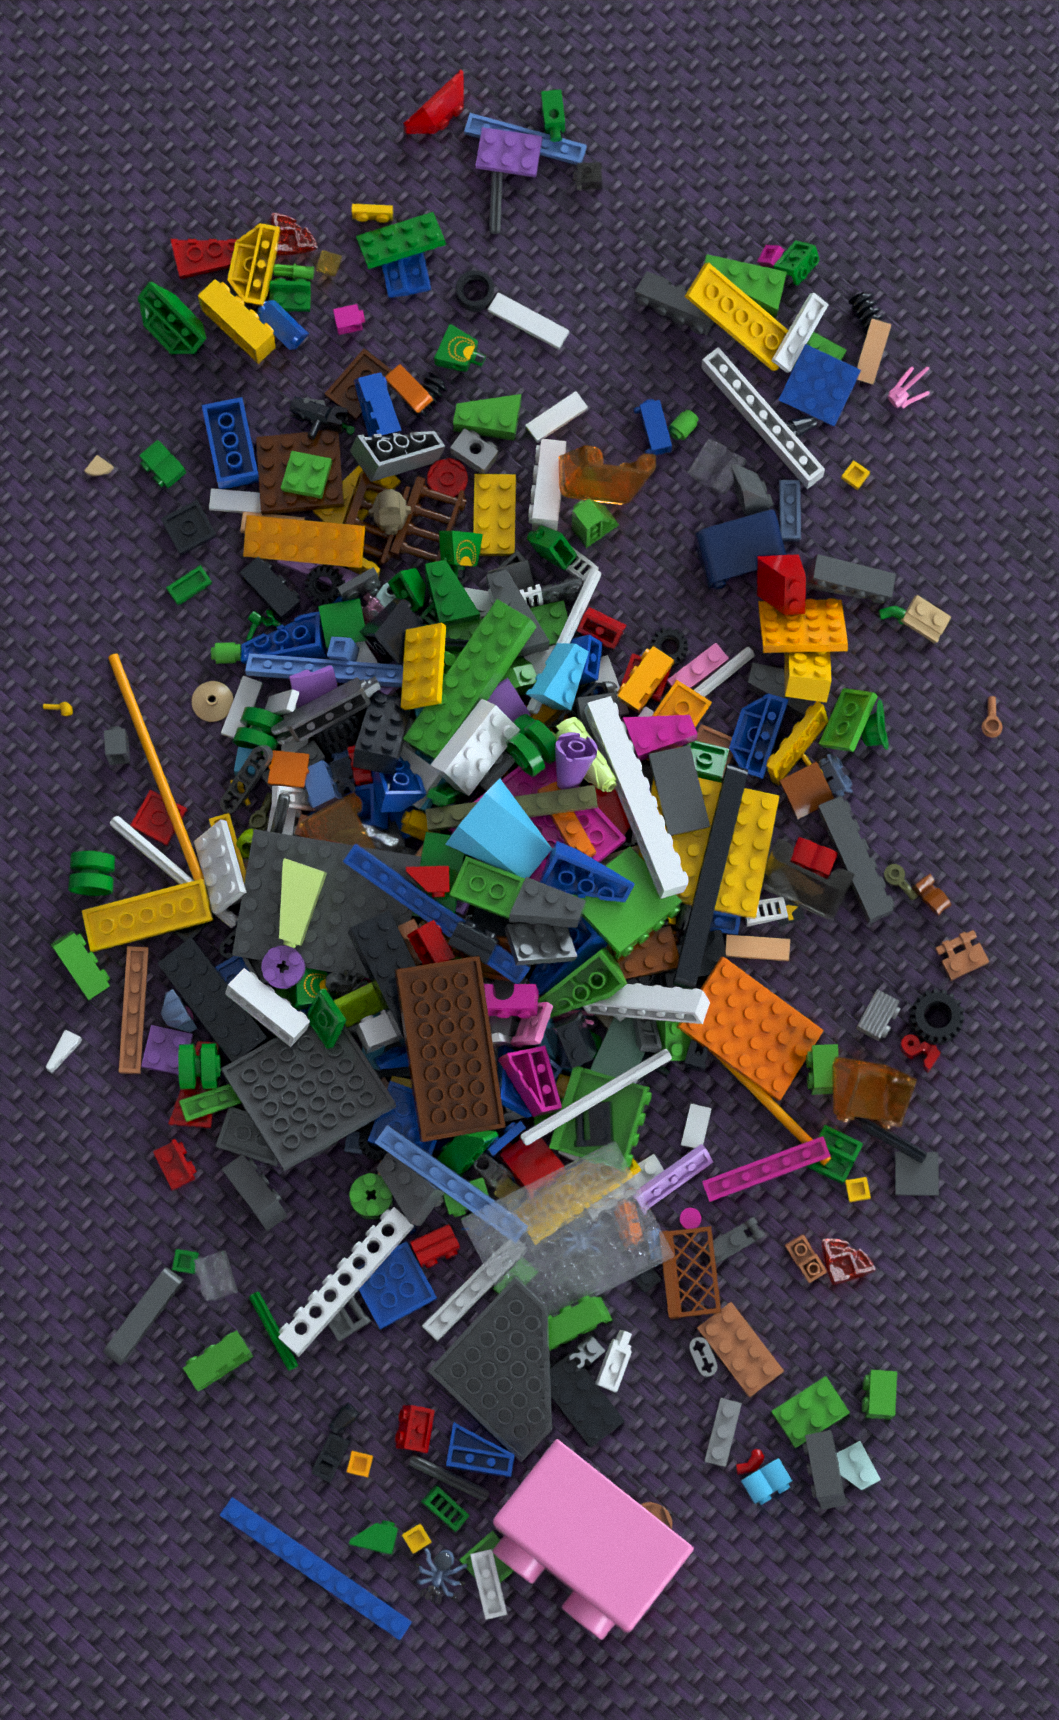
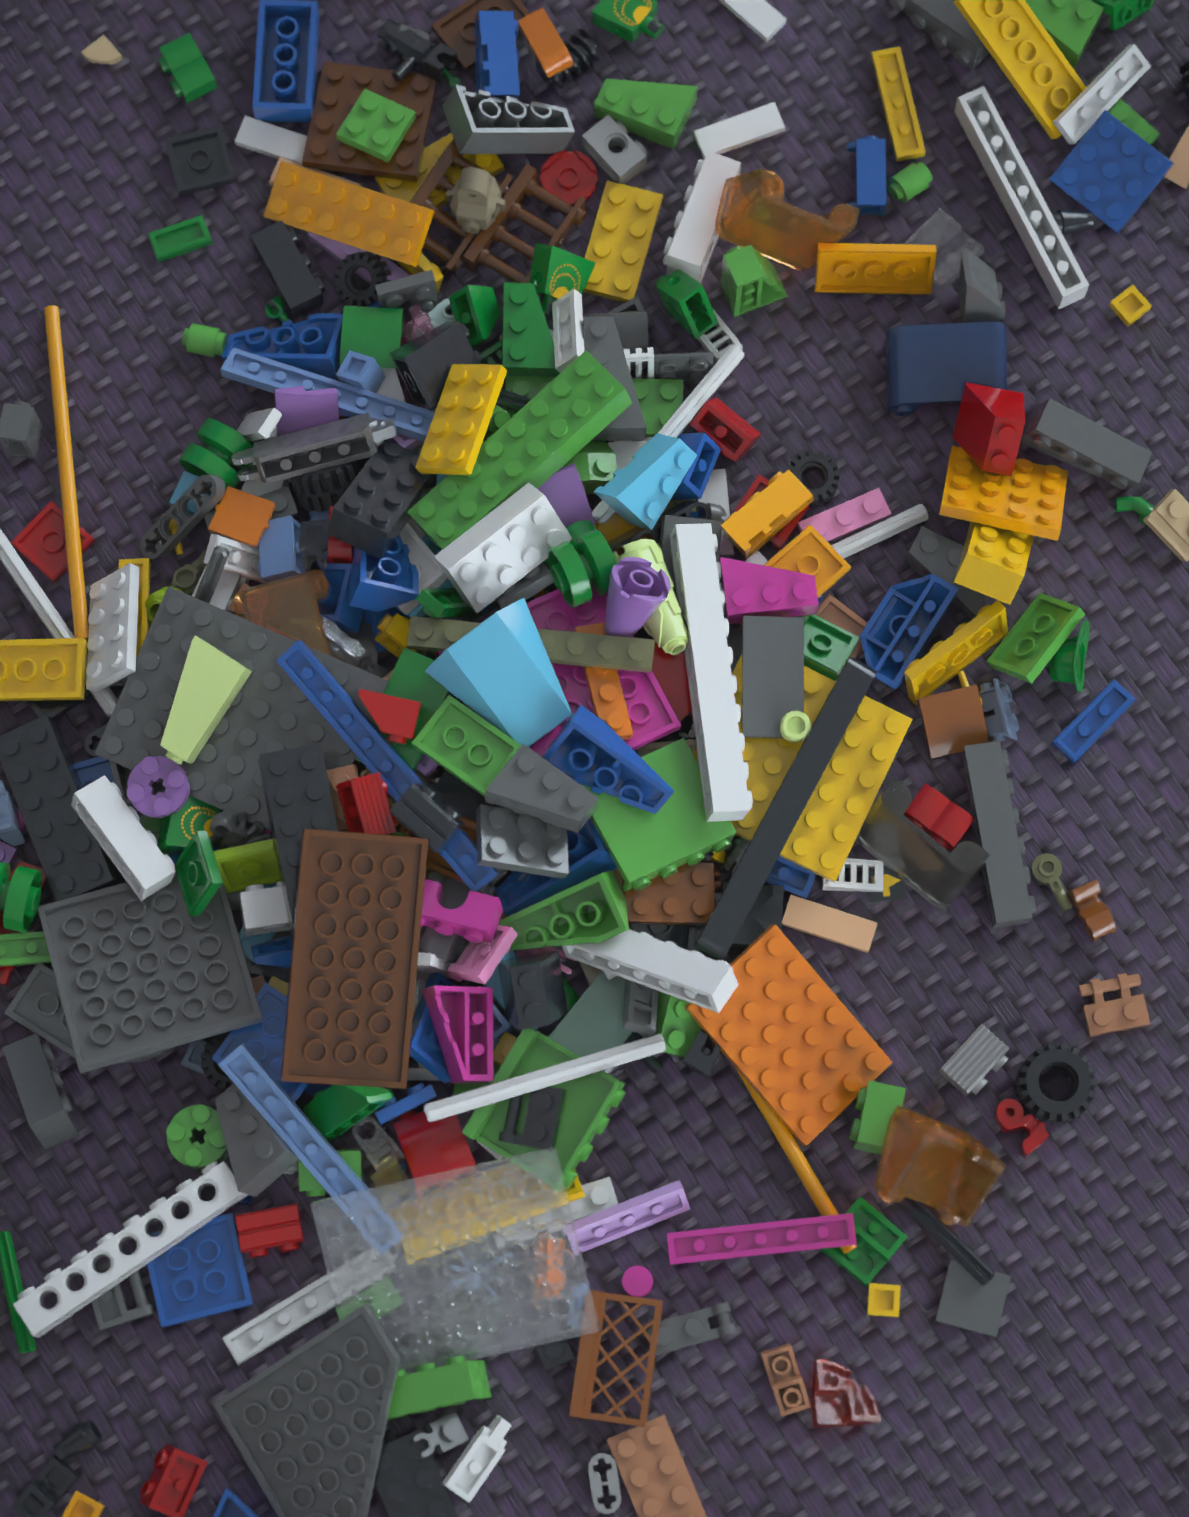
camera: 15 degrees right, 0 degrees up
(212, 711) = (170, 415): tan dish -> none
(245, 697) = (217, 405): white tile -> none
(256, 619) = (258, 307): green hand -> none
(478, 587) = (568, 329): none -> white plate
(661, 372) = (898, 104): none -> yellow plate
(675, 492) = (875, 268): none -> light orange tile
(696, 1126) = (678, 1152): white tile -> none
(702, 820) = (795, 726): none -> yellowish green tile
(790, 510) = (1027, 332): sand blue tile -> none
(901, 767) = (1093, 721): none -> blue tile

